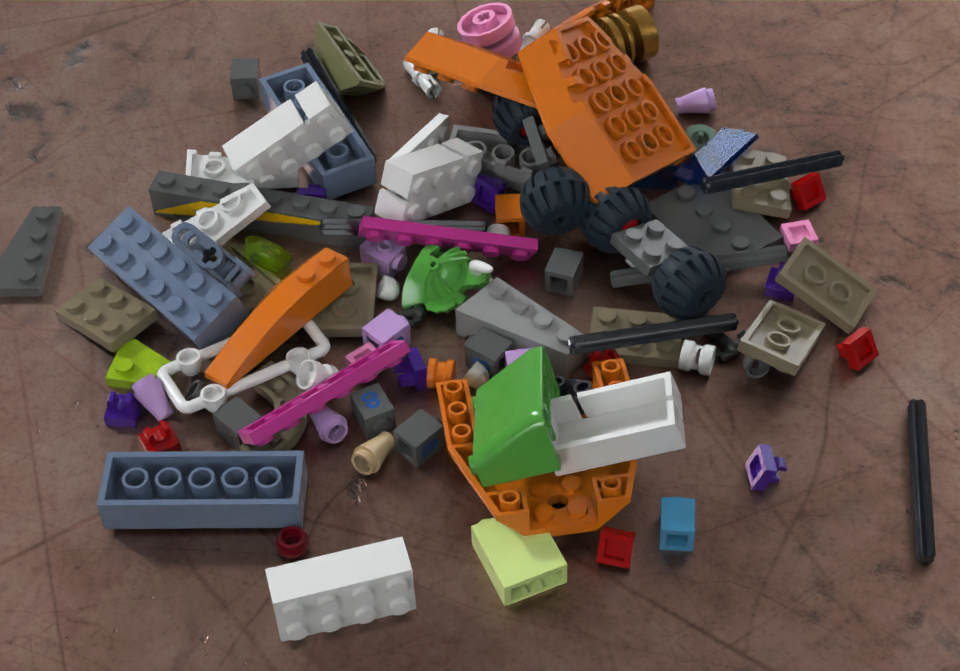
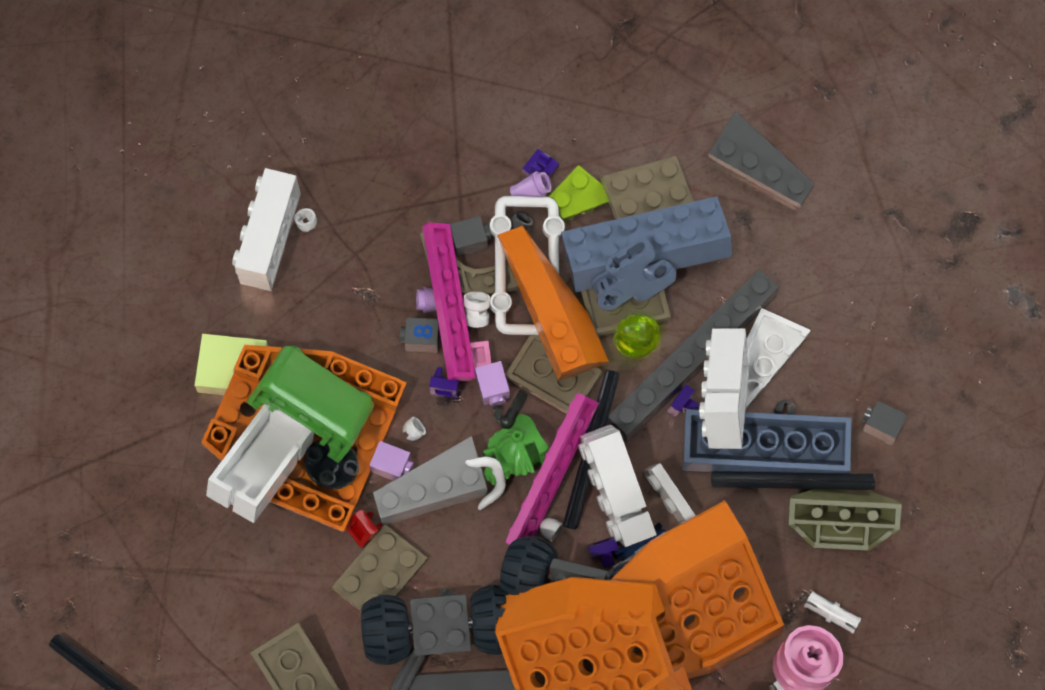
camera: 120 degrees right, 25 degrees up
(160, 439) = (492, 179): red tile -> none
(203, 489) = (415, 183): sand blue brick -> none
(228, 217) = (686, 303): white wing -> none
(290, 535) = (341, 219): dark red plate -> none
(370, 455) = (384, 317): tan cone -> none
(388, 288) = (546, 411): white hinge -> none
(419, 437) = (376, 352): dark grey brick -> none
(426, 82) = (801, 580): white pin -> none
(440, 371) = (428, 402): orange wheel -> none
(488, 350) = (426, 446): dark grey brick -> none
(509, 213) = (570, 547): orange brick -> none
(564, 271) = (476, 556): dark grey brick -> none
(616, 547) = (193, 434): red tile -> none
(652, 333) = (356, 573): black axle -> none
(677, 524) = (186, 486): dark azure brick -> none
(690, 355) = (323, 600): white wheel -> none
(728, 344) = (319, 638): pearl dark grey piece -> none
(764, 467) = (193, 579): dark purple tile -> none

